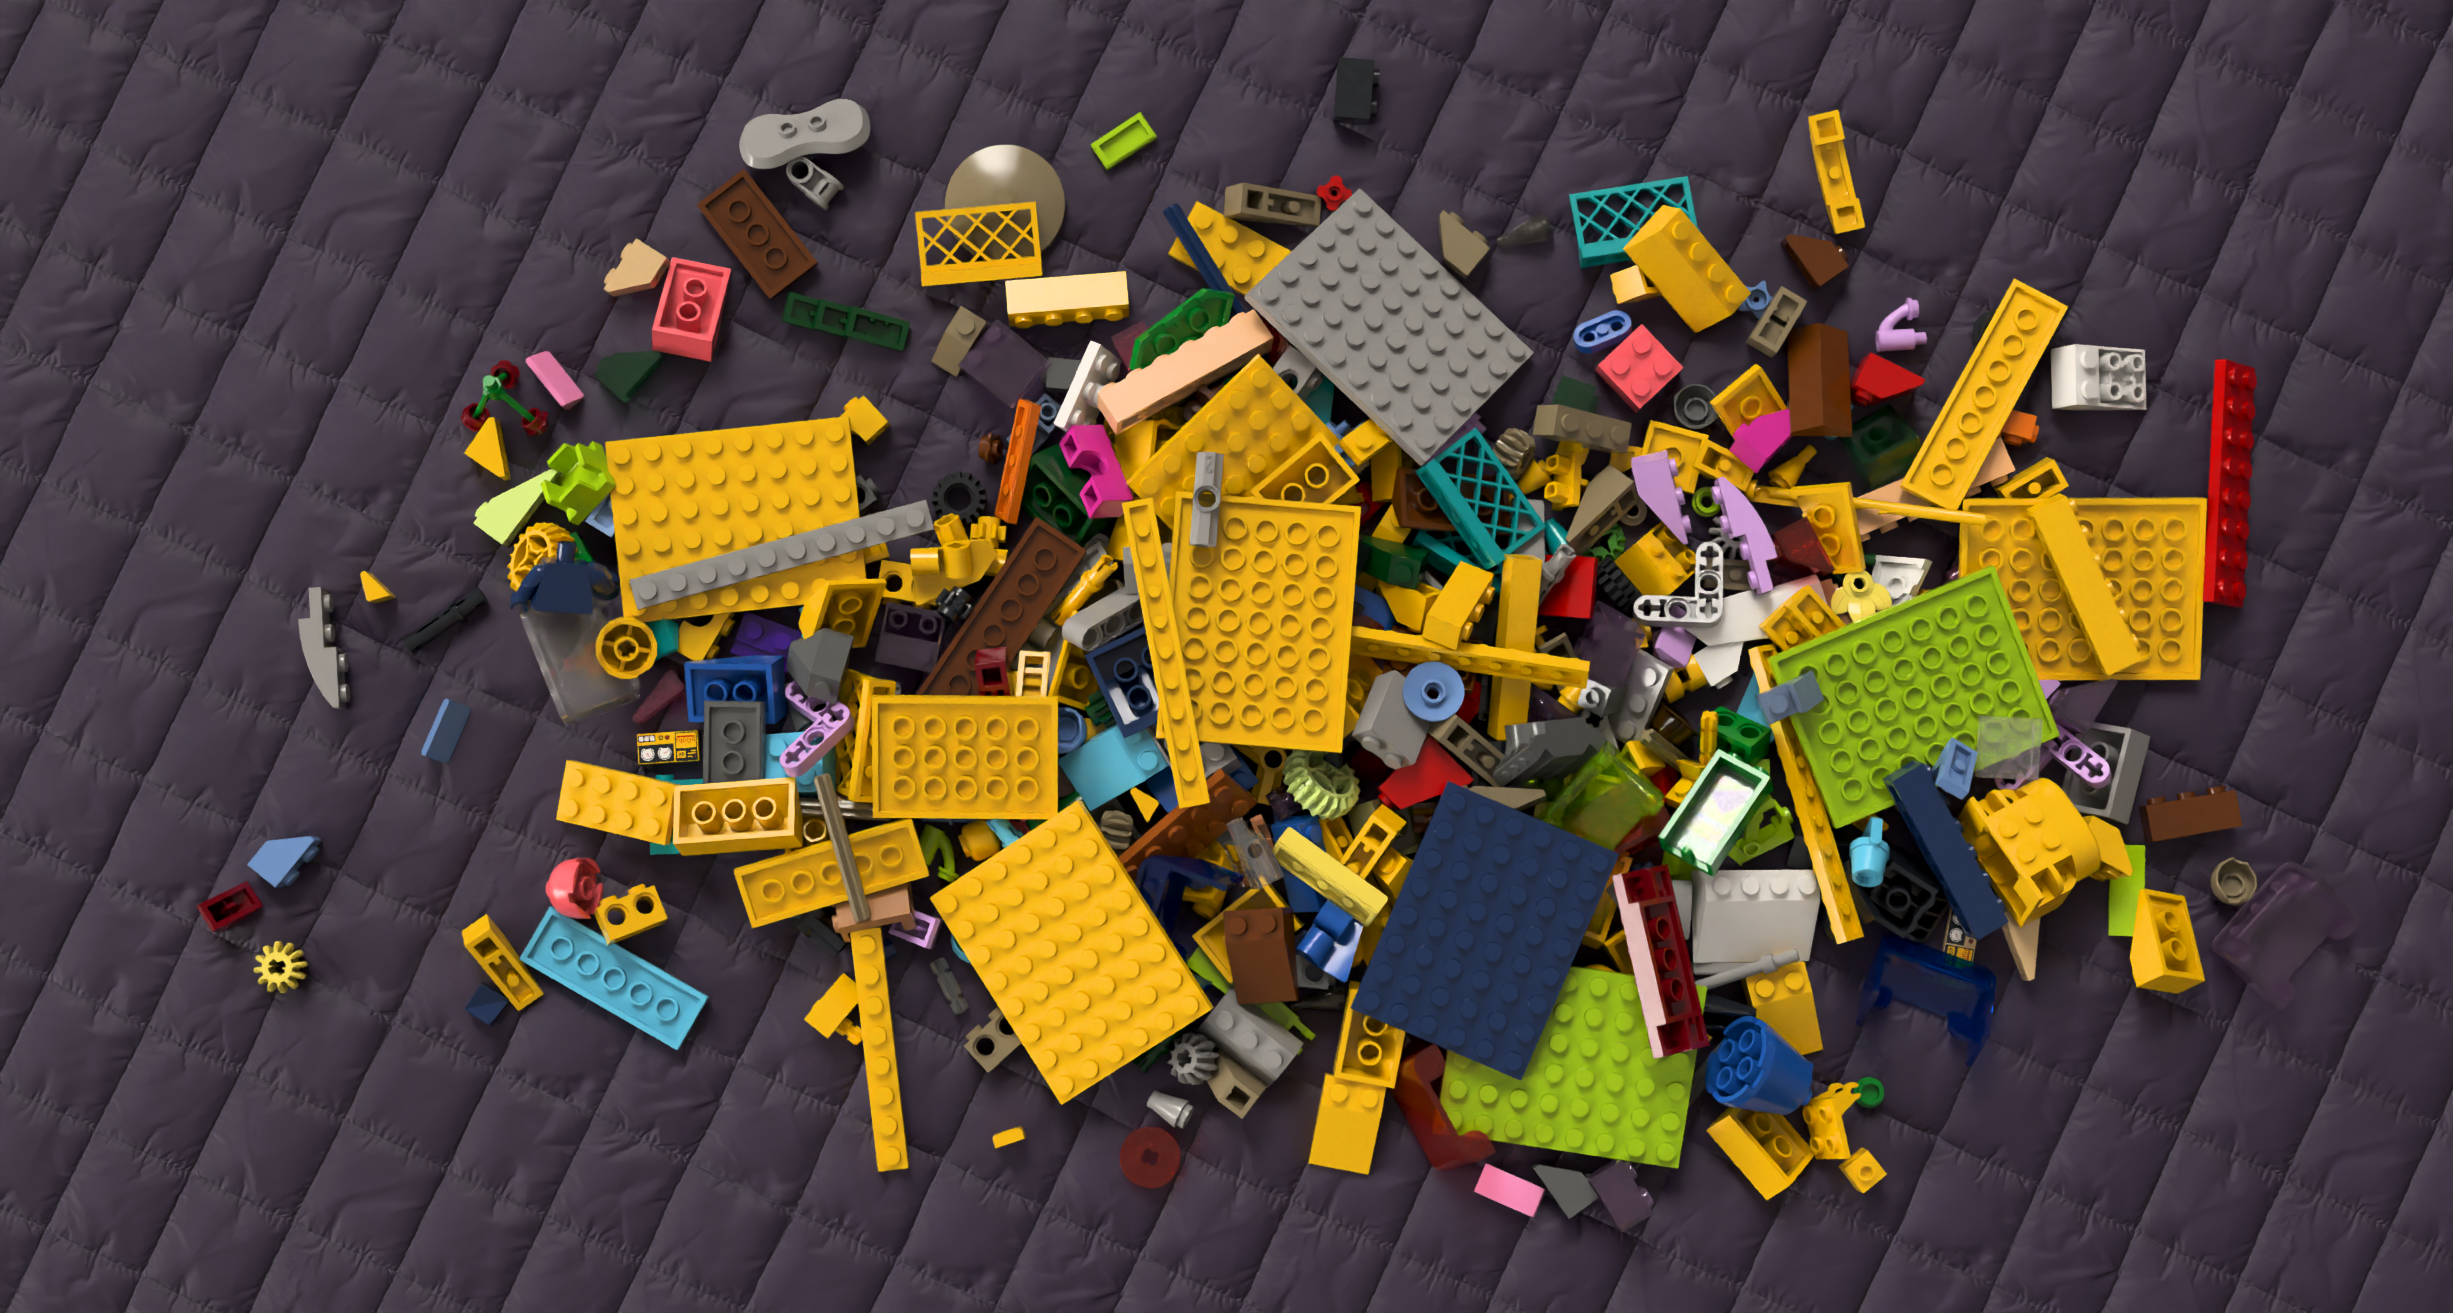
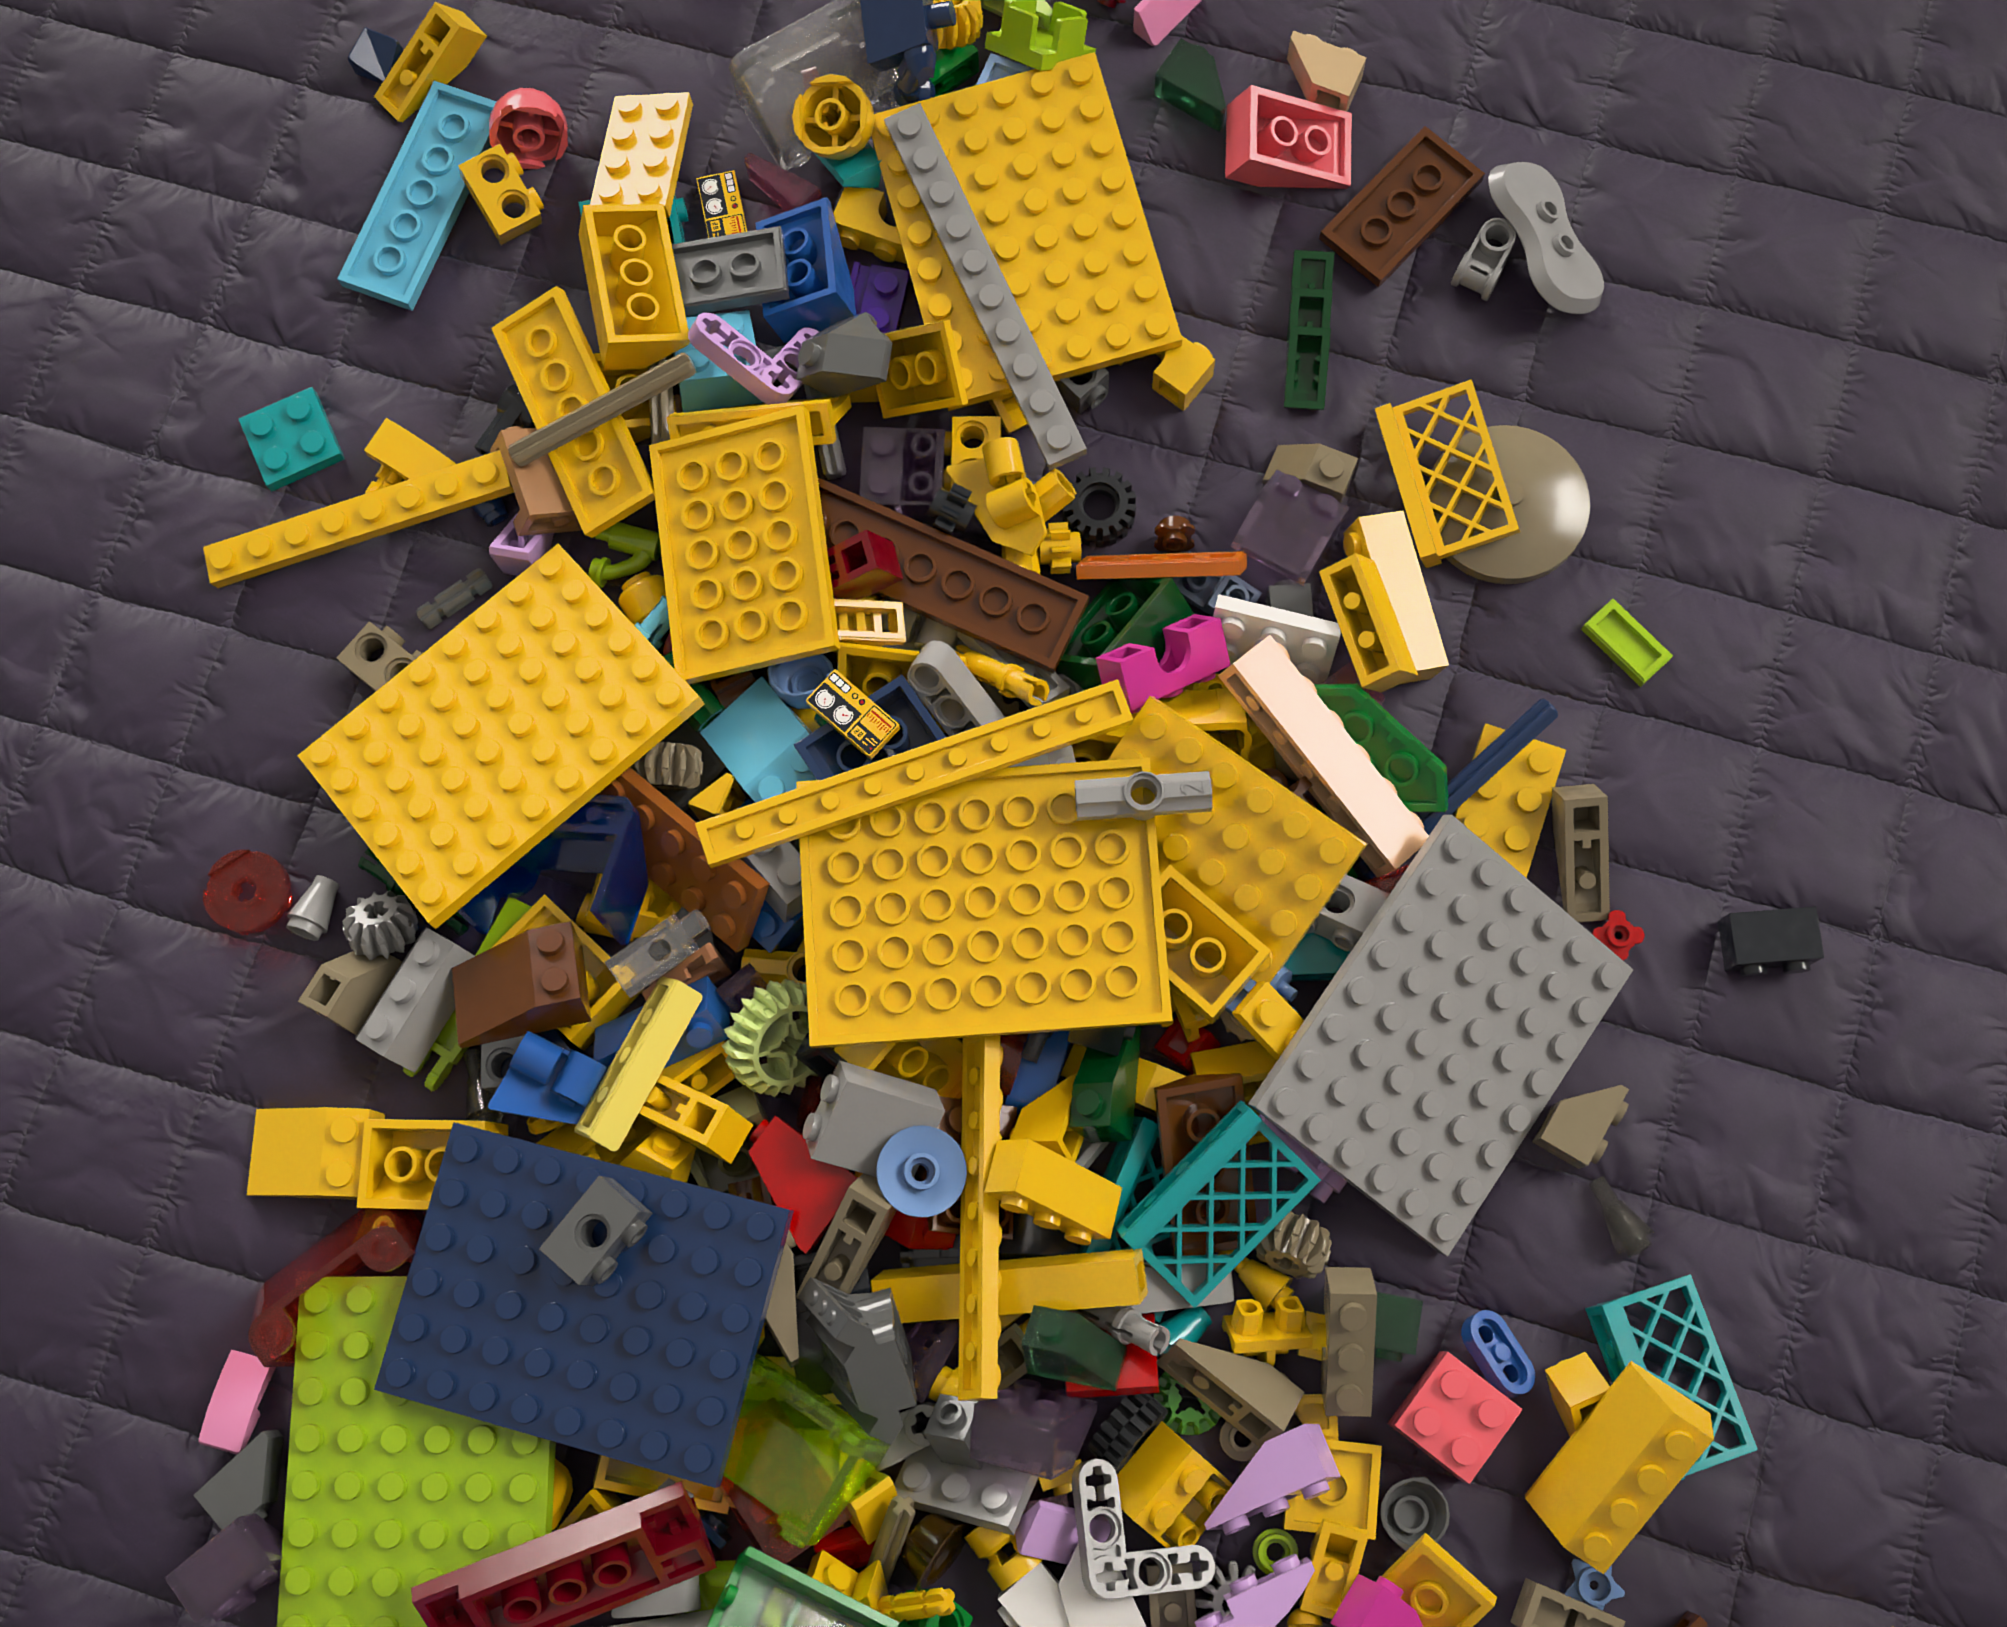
camera: 90 degrees right, 10 degrees down
(799, 1098) = (291, 439): none -> teal plate
(1009, 1136) = (259, 702): yellow tile -> none
(1092, 322) = (1368, 623): none -> yellow brick
(1110, 692) = (852, 714): none -> tile
(1450, 928) = (572, 1242): none -> dark grey brick
(1563, 610) = (1071, 1349): none -> clear green slope

